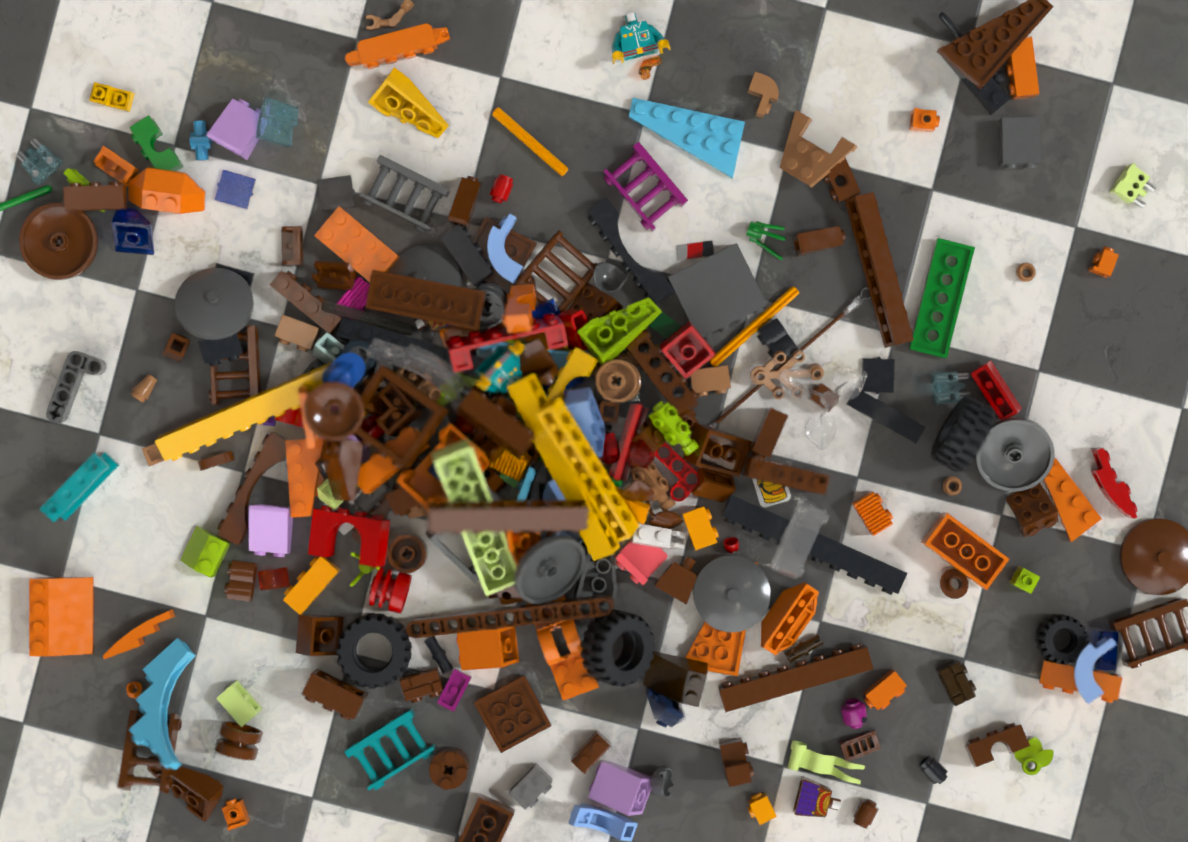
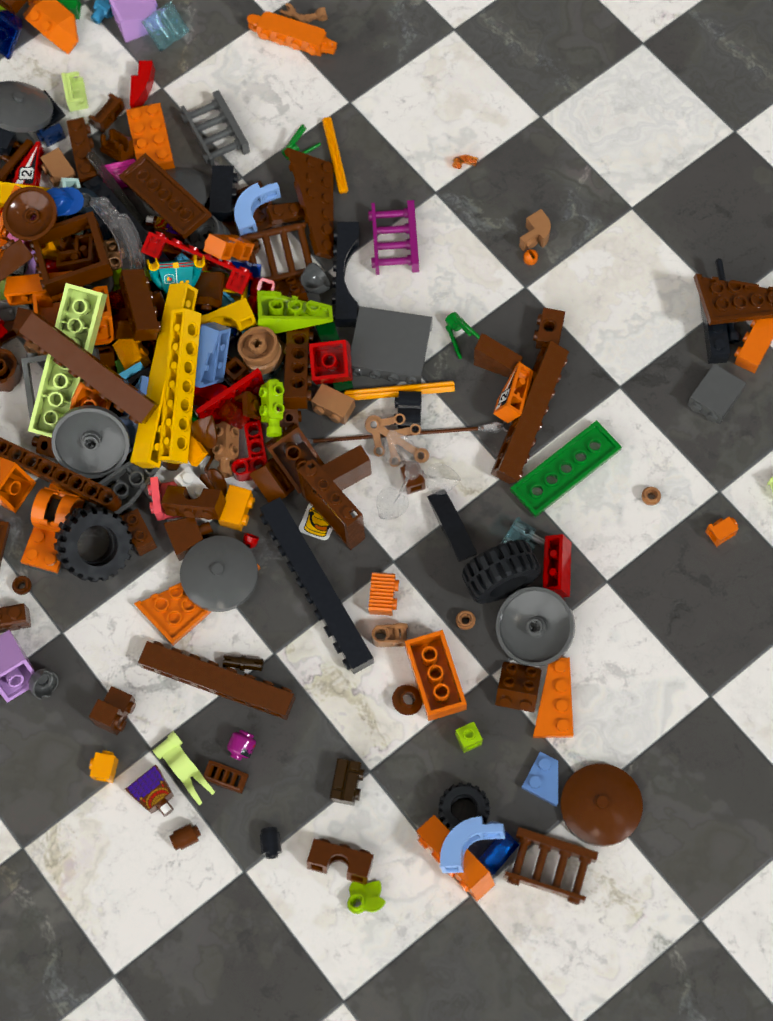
camera: 40 degrees right, 20 degrees down
(235, 189) = (100, 54): clear blue piece -> none
(245, 245) = (74, 91): none -> yellowish green hinge
(262, 301) = (51, 135): none -> dark blue bracket
(274, 356) = (30, 170): none -> slope
(302, 196) = (142, 83): none -> red slope
(336, 193) = (170, 100): black piece -> none
(404, 100) = (265, 68): yellow wedge -> none
(464, 202) = (252, 160): reddish brown slope -> none
(489, 166) = (295, 138): none -> green plant
(501, 189) = (282, 172): red brick -> none
(536, 228) = (285, 212): none -> reddish brown hinge
(547, 197) = (315, 195): none -> reddish brown wing
(576, 722) = (20, 580): none -> reddish brown plate
(637, 40) = (467, 136): teal torso -> none
(637, 605) = (141, 536): none -> reddish brown brick
(664, 709) = (91, 625): dark blue wedge -> none
(677, 678) = (123, 609): dark brown slope -> none
(683, 548) = (207, 506): none -> reddish brown arch
(695, 250) = (394, 305): sticker -> none
(700, 134) = (467, 232): medium azure wing -> none
(772, 124) = (528, 258): none -> orange hinge
(788, 617) = (249, 627): orange wedge -> none
(798, 539) = (302, 558): clear windscreen -> none
(806, 159) = (534, 296): medium nougat wing -> none
(857, 266) = (514, 394): none -> orange slope
(879, 375) = (470, 494): black piece -> none
(884, 690) = (281, 744): orange brick -> none
(906, 539) = (392, 635): none -> medium nougat piece
(917, 122) = (649, 335): orange brick -> none
(1101, 568) = (543, 779): none -> medium blue wing
(1115, 491) = (600, 718): red slope -> none

